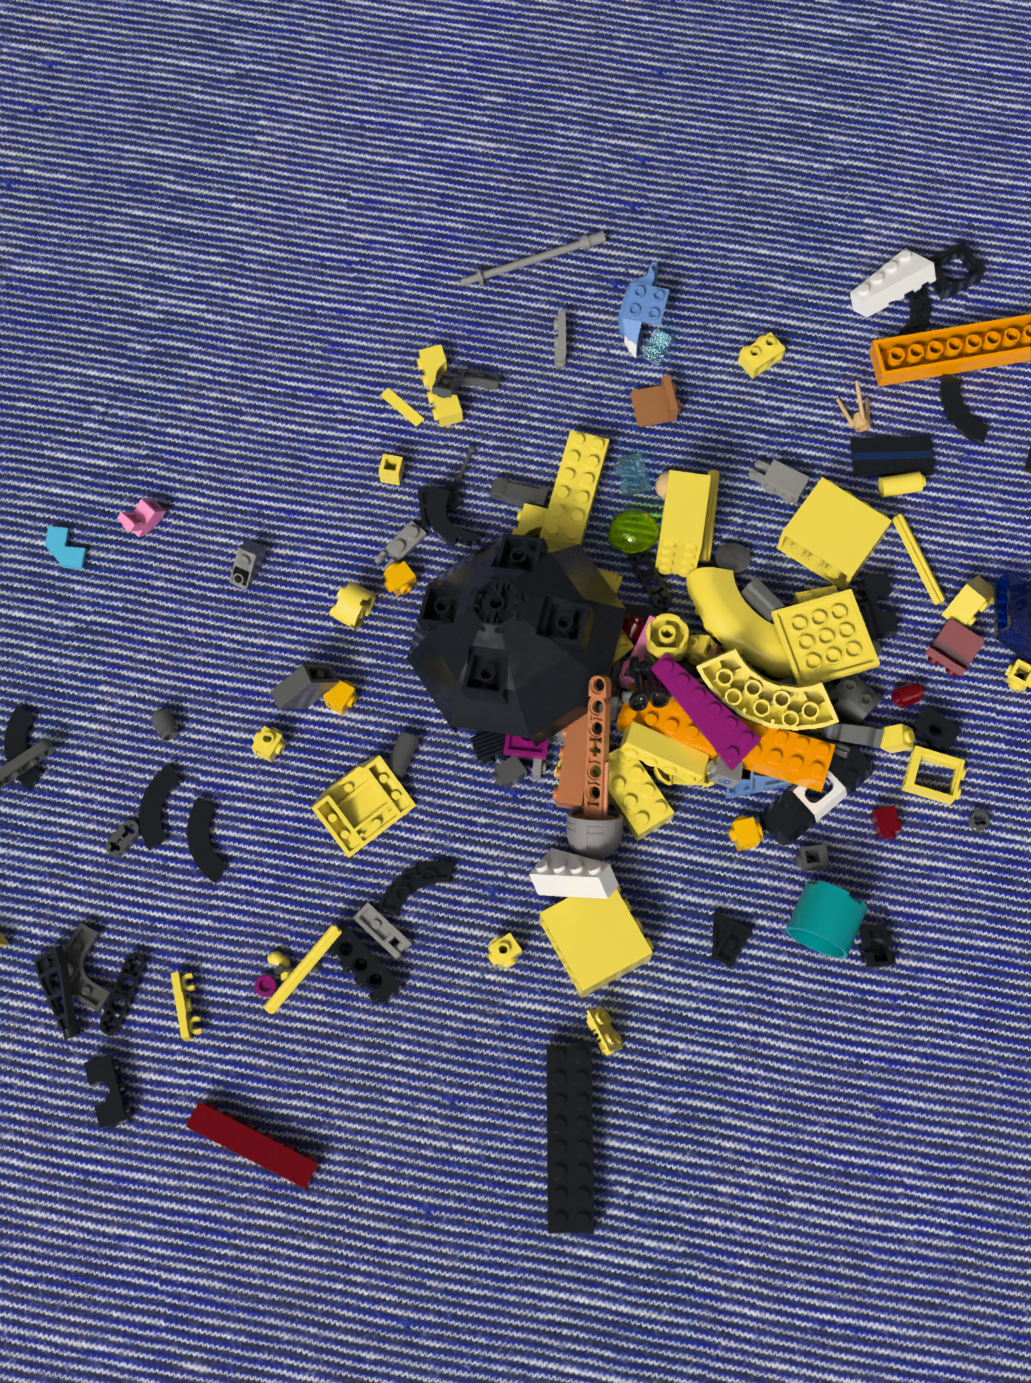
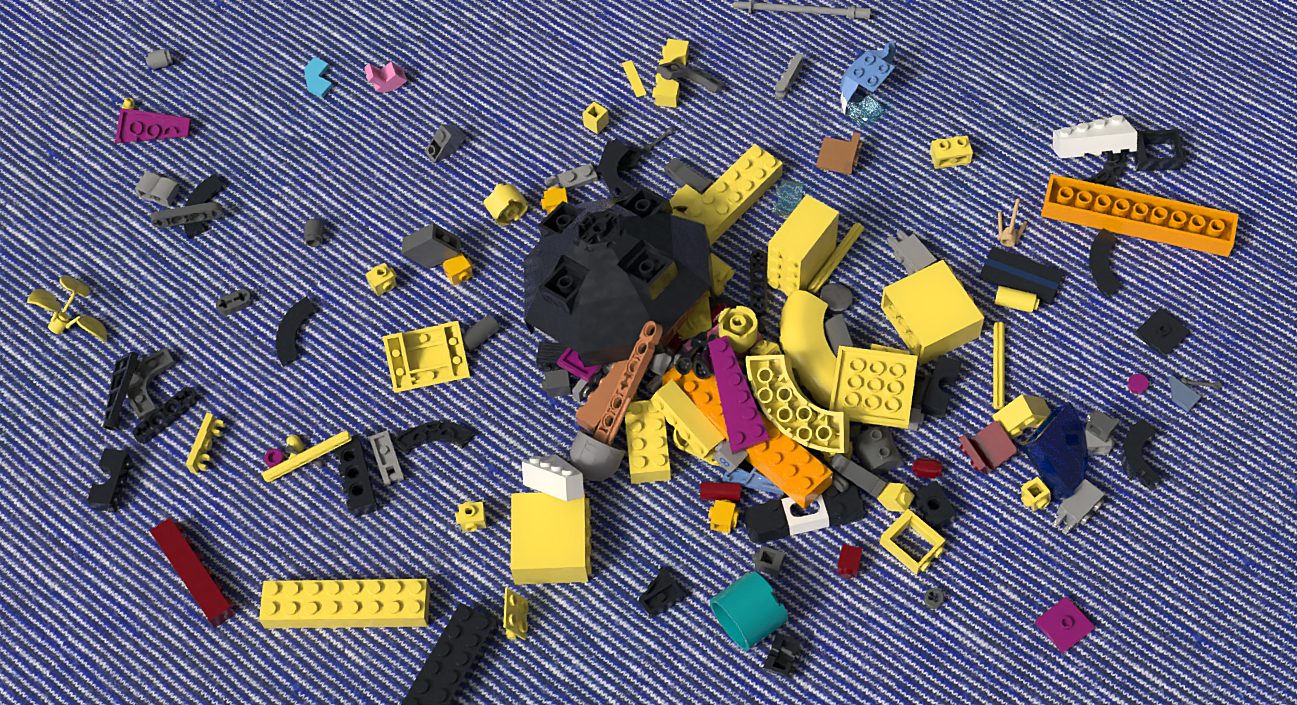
camera: 30 degrees right, 10 degrees down
(151, 806) = (264, 293): black tile -> none
(428, 1101) = (345, 603): none -> light yellow brick
(632, 531) = (756, 238): clear neon green cylinder -> none
(729, 810) = (720, 491): none -> dark red brick

